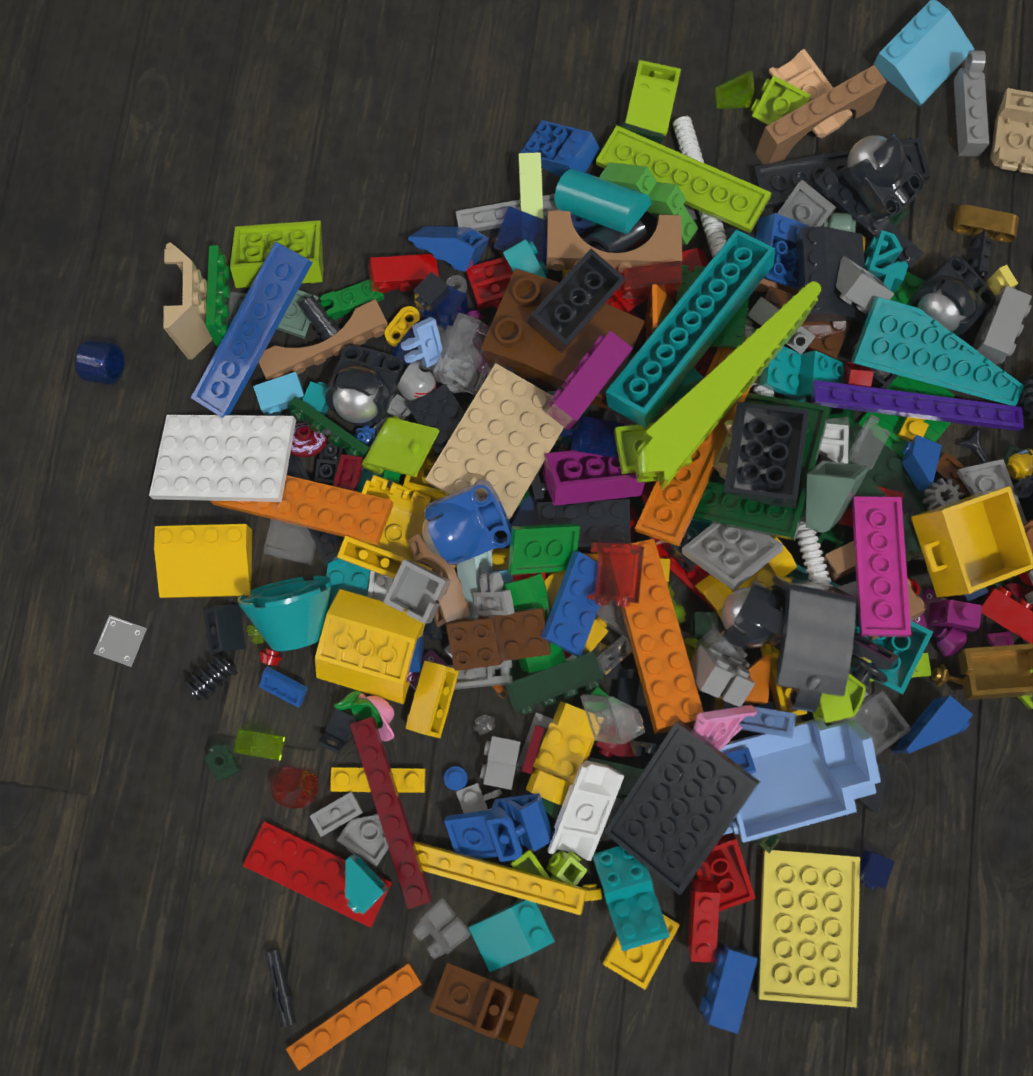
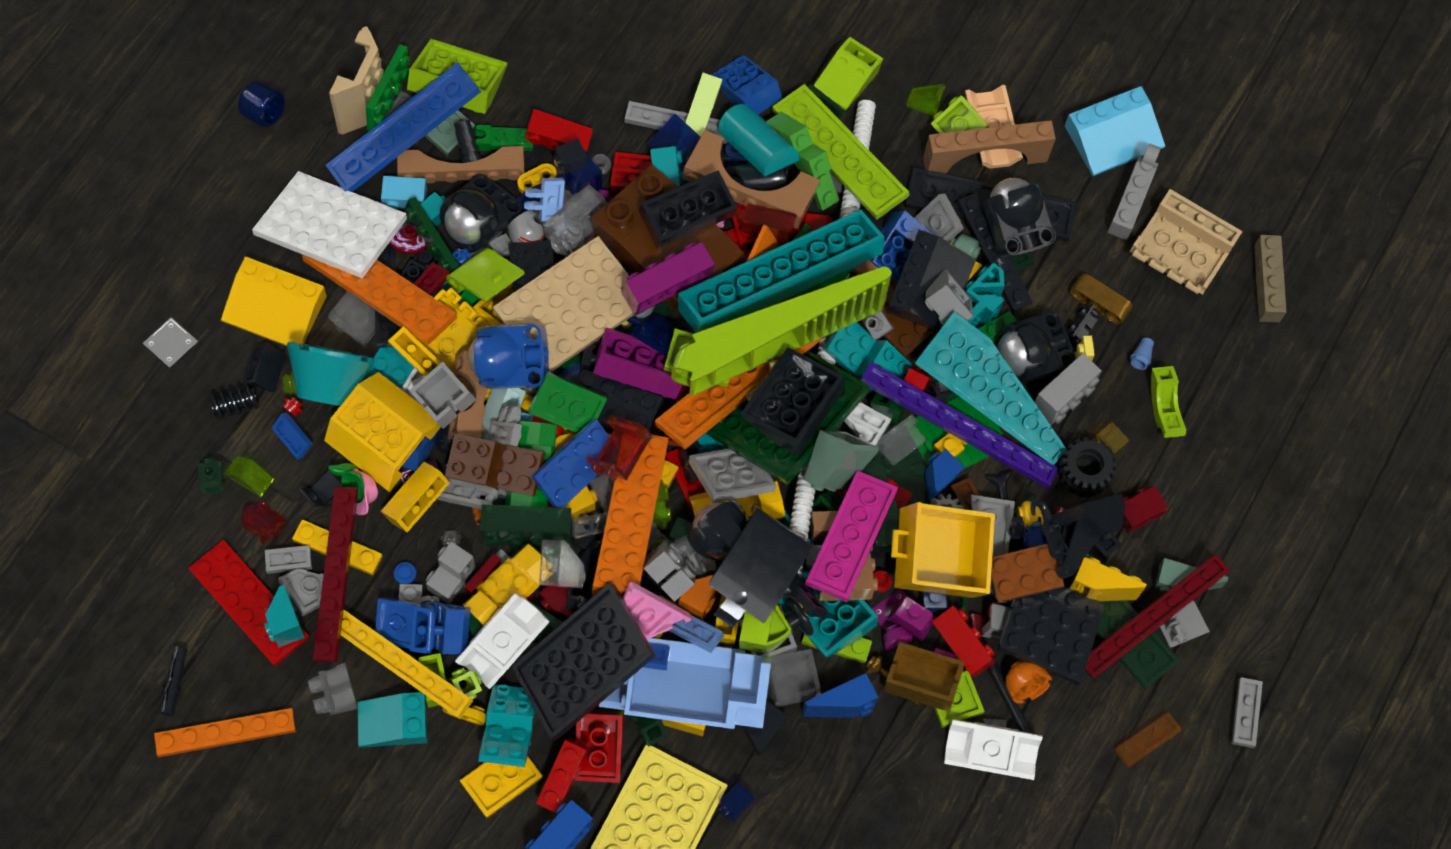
camera: 15 degrees right, 10 degrees down
(455, 245) = (613, 129): blue slope -> none
(484, 1005) = (342, 767): reddish brown piece -> none

